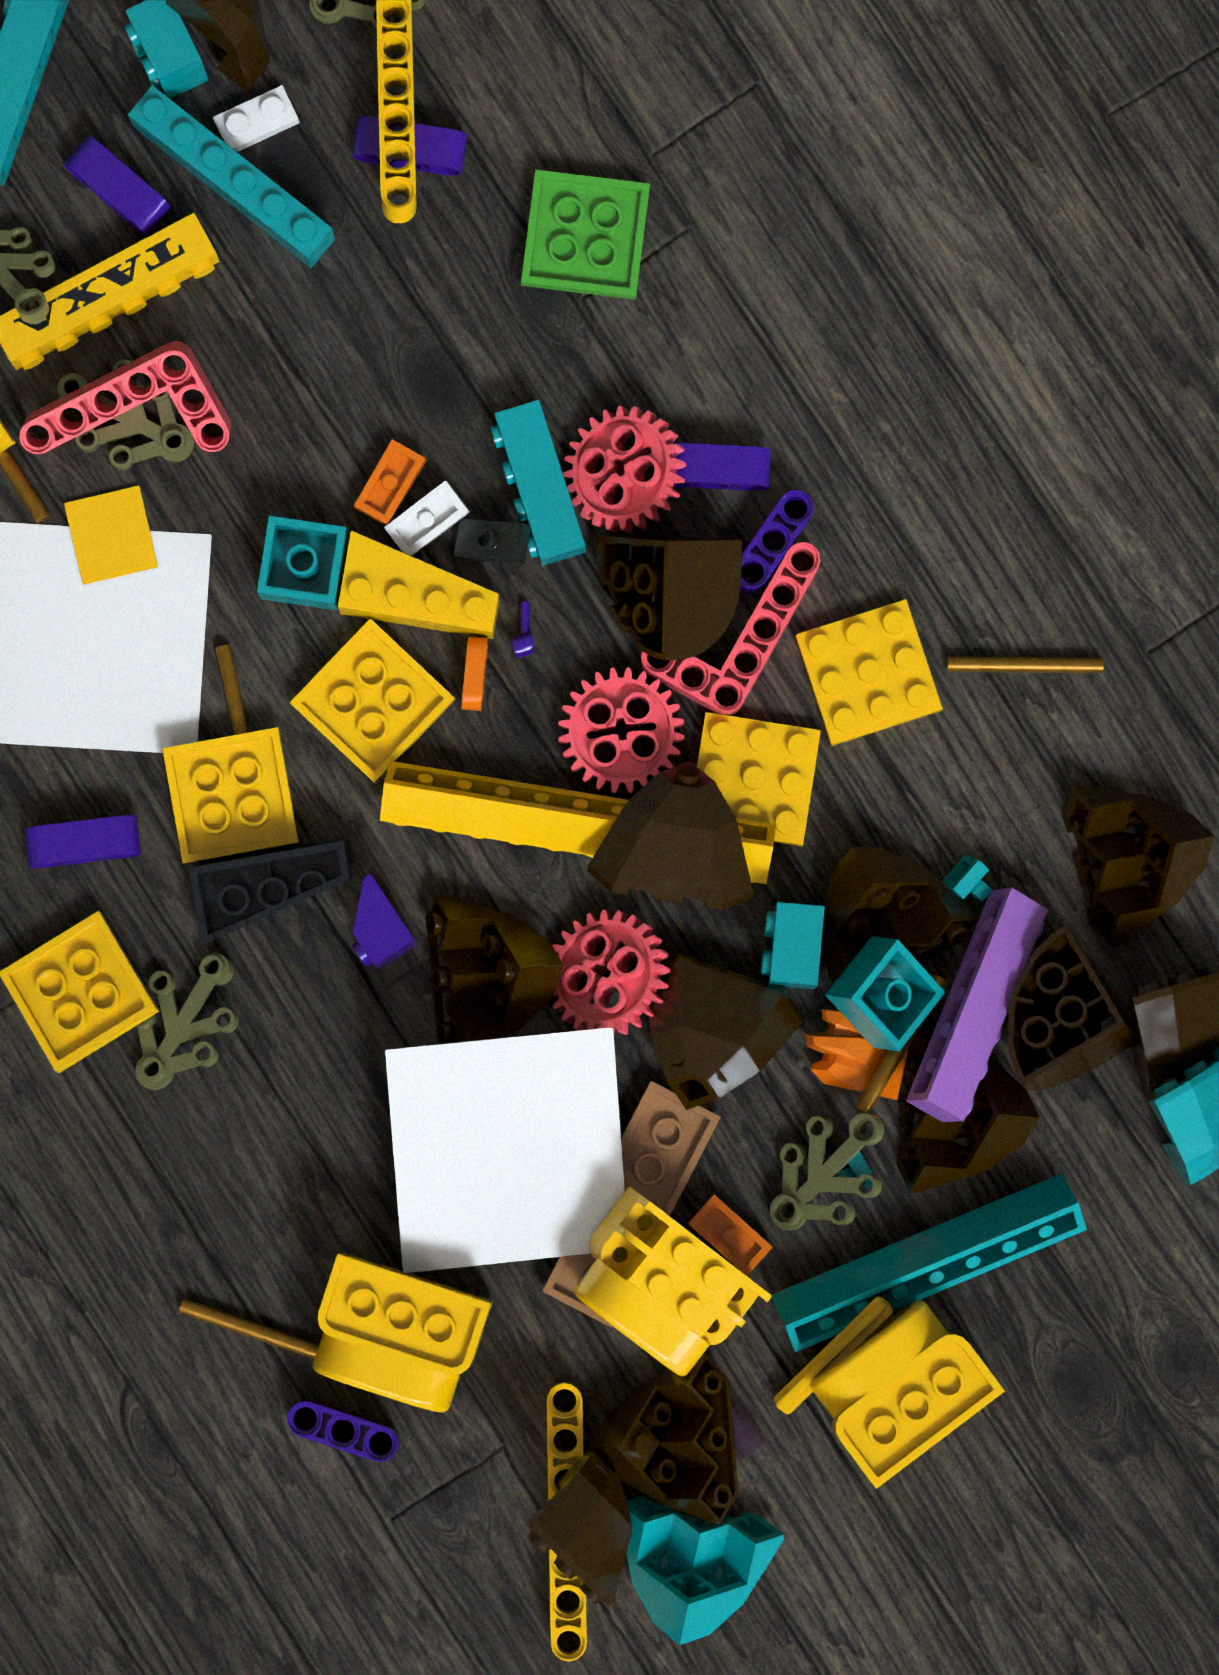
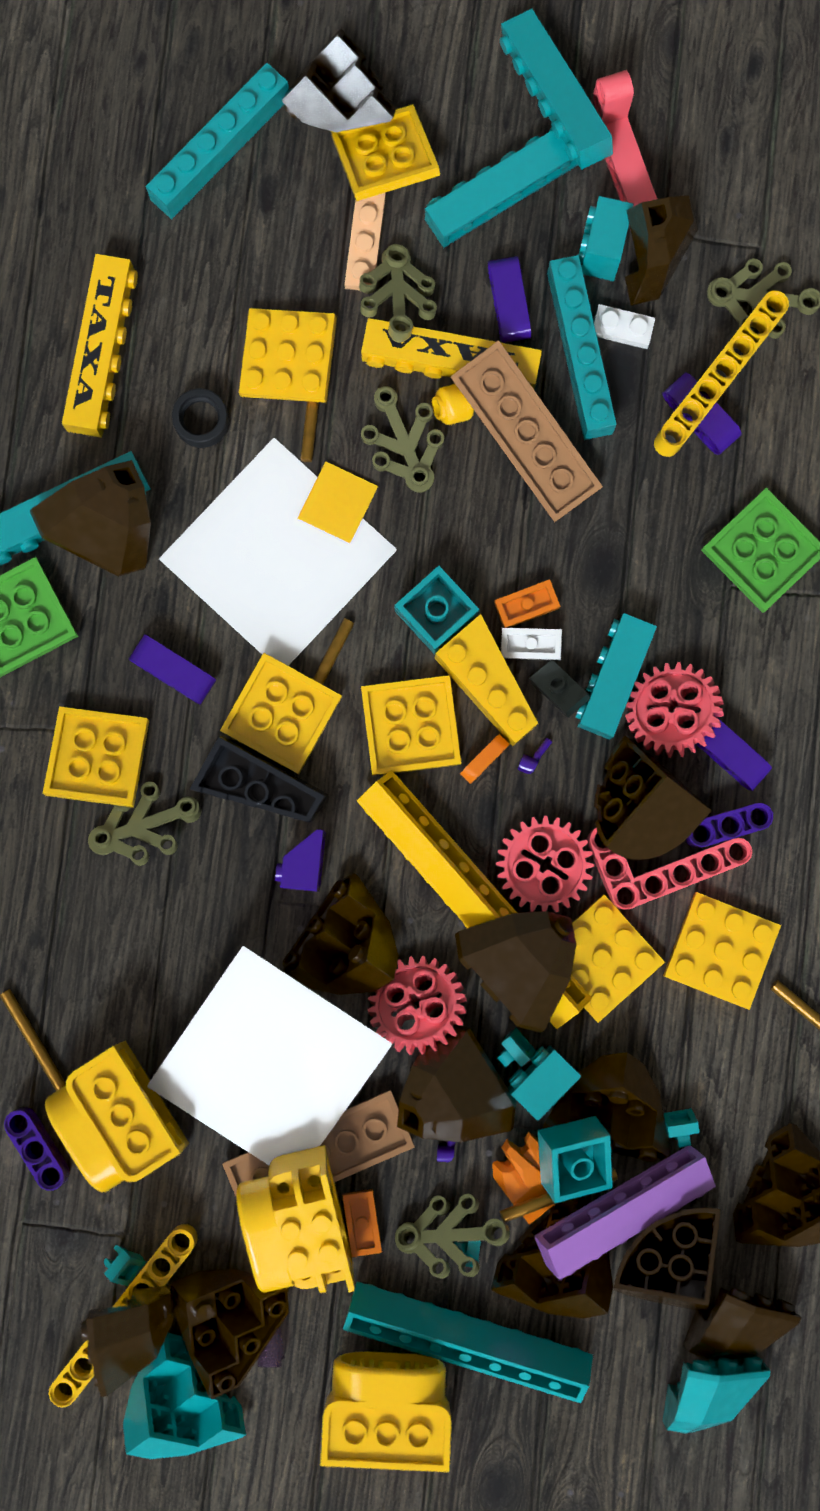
camera: 40 degrees right, 0 degrees up
(130, 396) = (415, 427): coral beam -> none
(146, 333) = (451, 405): none -> yellow head
(246, 308) = (526, 431): none -> medium nougat plate
(528, 1473) = (124, 1267): none -> teal tile
(742, 936) = (516, 1049): none -> teal tile
(757, 1098) = (445, 1153): none -> dark purple hand
(838, 1349) = (365, 1350): yellow axle -> none

